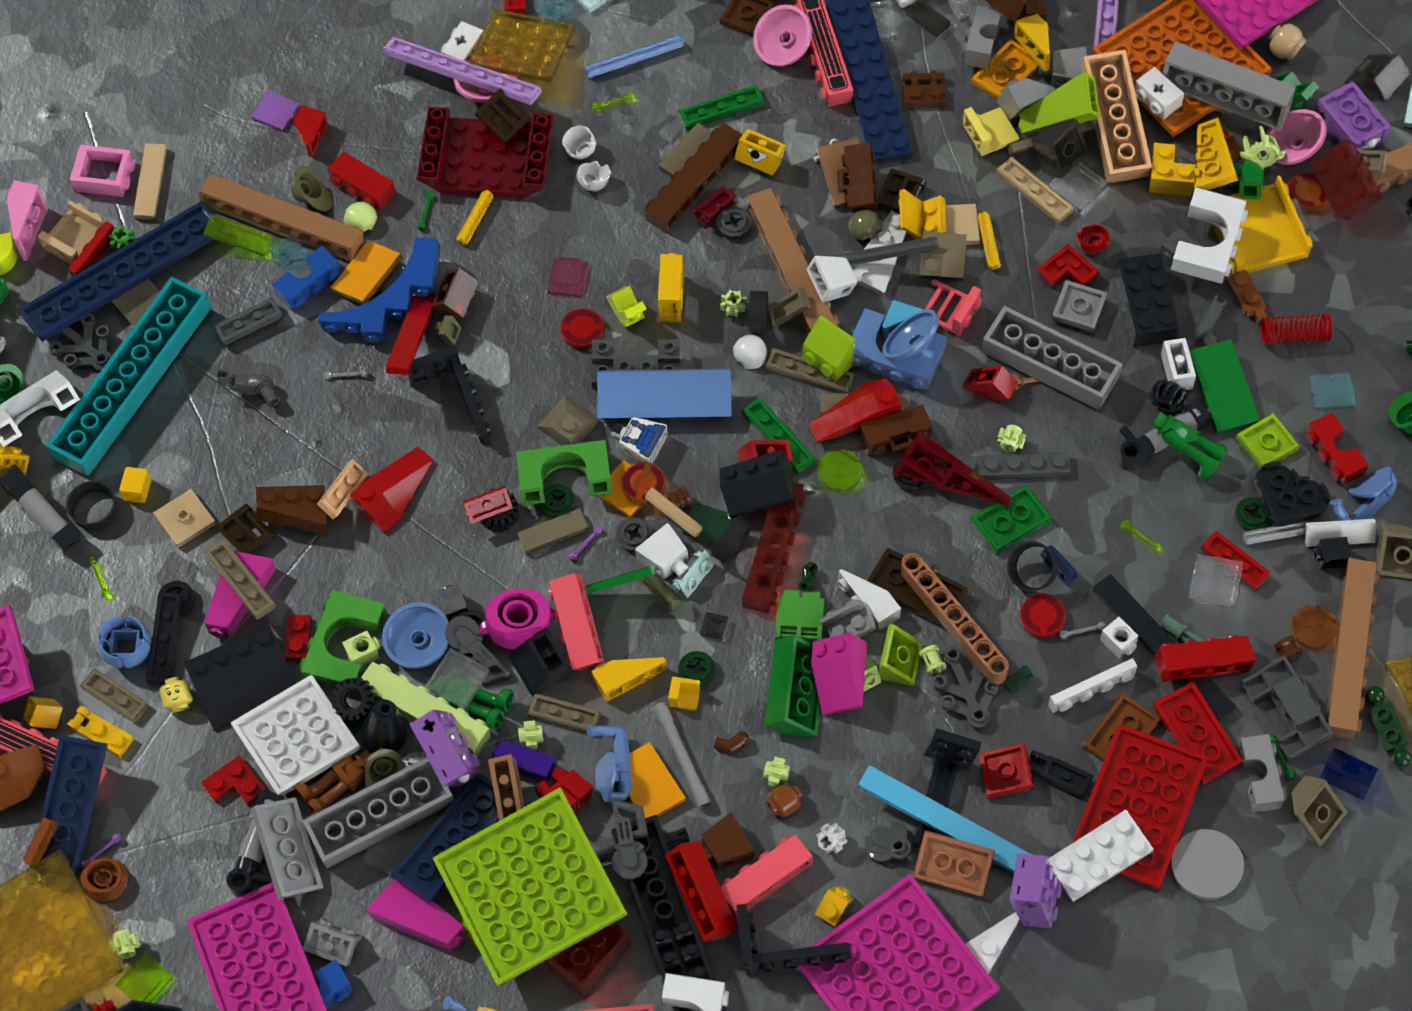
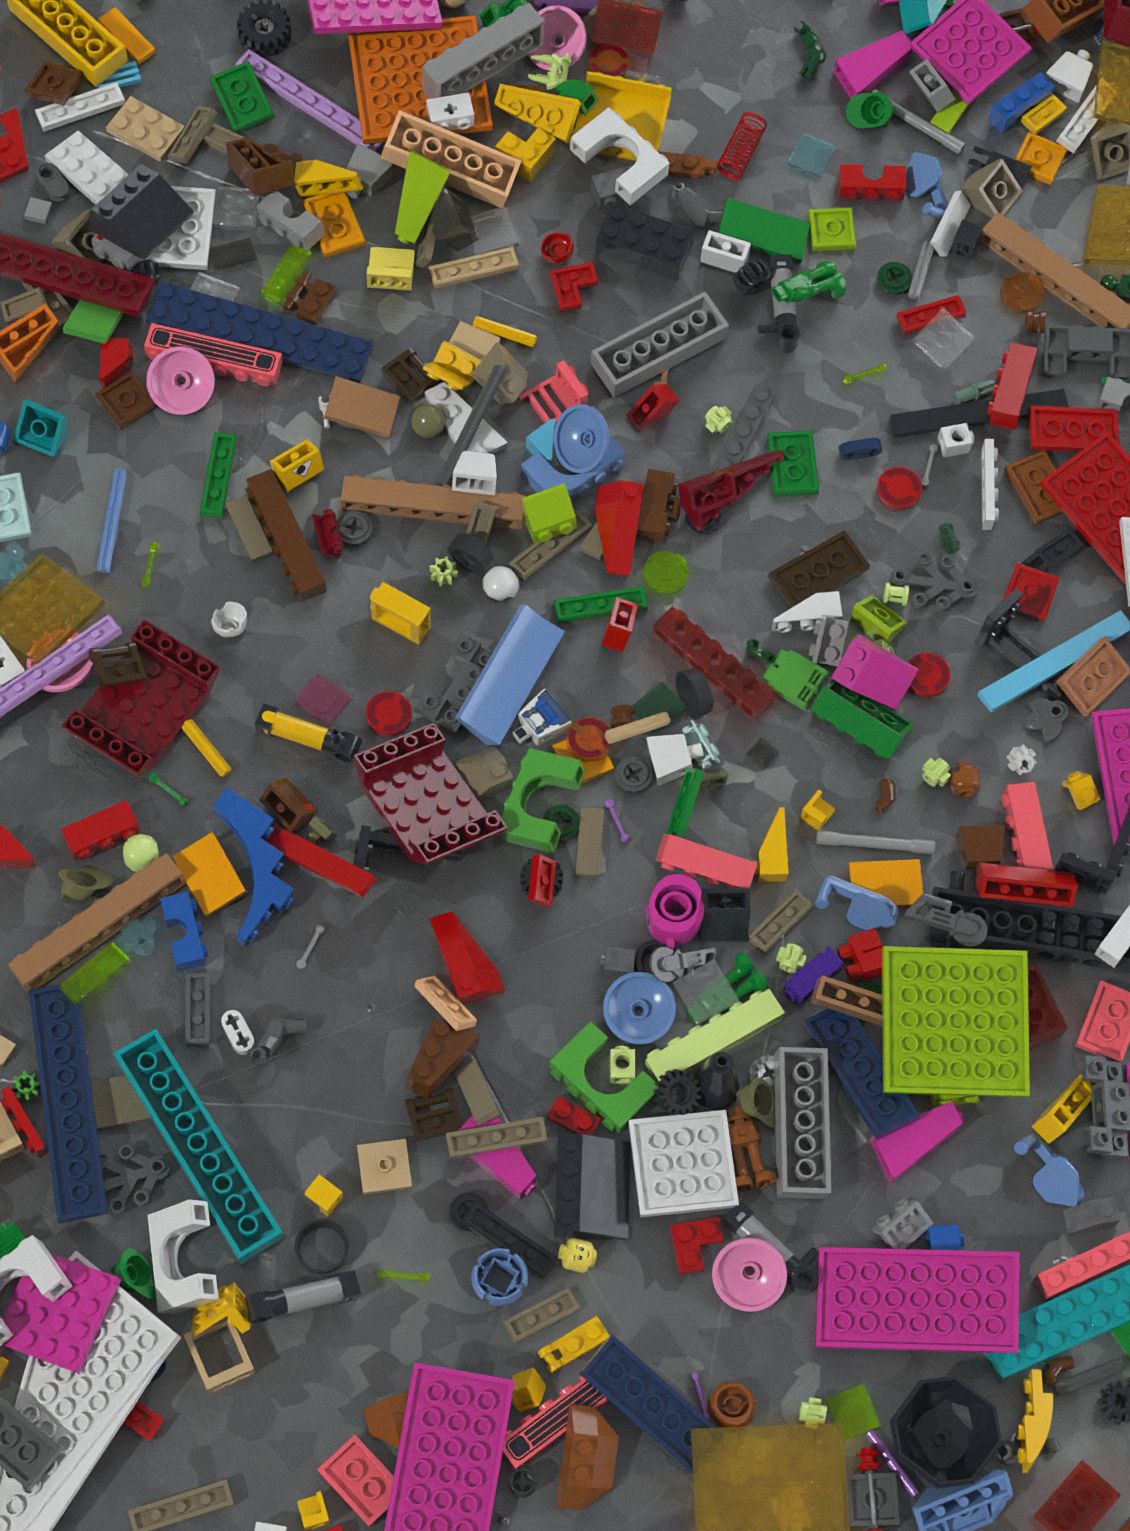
camera: 70 degrees left, 5 degrees up
(40, 841) = (676, 1443): dark orange tile -> none
(220, 833) = (745, 1289): none -> bright pink dish
(244, 359) = (233, 1034): none -> white beam
(275, 549) = (477, 1093): none -> dark tan tile
(286, 848) = (798, 1220): light grey plate -> none
(446, 748) = (779, 1029): medium lavender piece -> none
(515, 383) = (424, 796): none -> slope
(527, 278) = (340, 745): none -> piece
(579, 142) = (184, 614): white hair -> none
(626, 306) = (393, 663): neon yellow brick -> none
(690, 661) = (797, 778): dark green gear -> none
(757, 483) = (654, 642): black slope -> none
(862, 186) = (378, 391): reddish brown piece -> none
(871, 724) = (932, 674): none -> red tile
(934, 61) = (285, 275): none -> clear neon green tile
(956, 628) = (881, 547): nougat beam -> none
(1013, 560) = (876, 473): black tyre -> none
(1021, 95) = (382, 222): light grey slope -> none
(1079, 306) = (616, 296): light grey plate -> none
(1289, 496) = (895, 241): black plate -> none

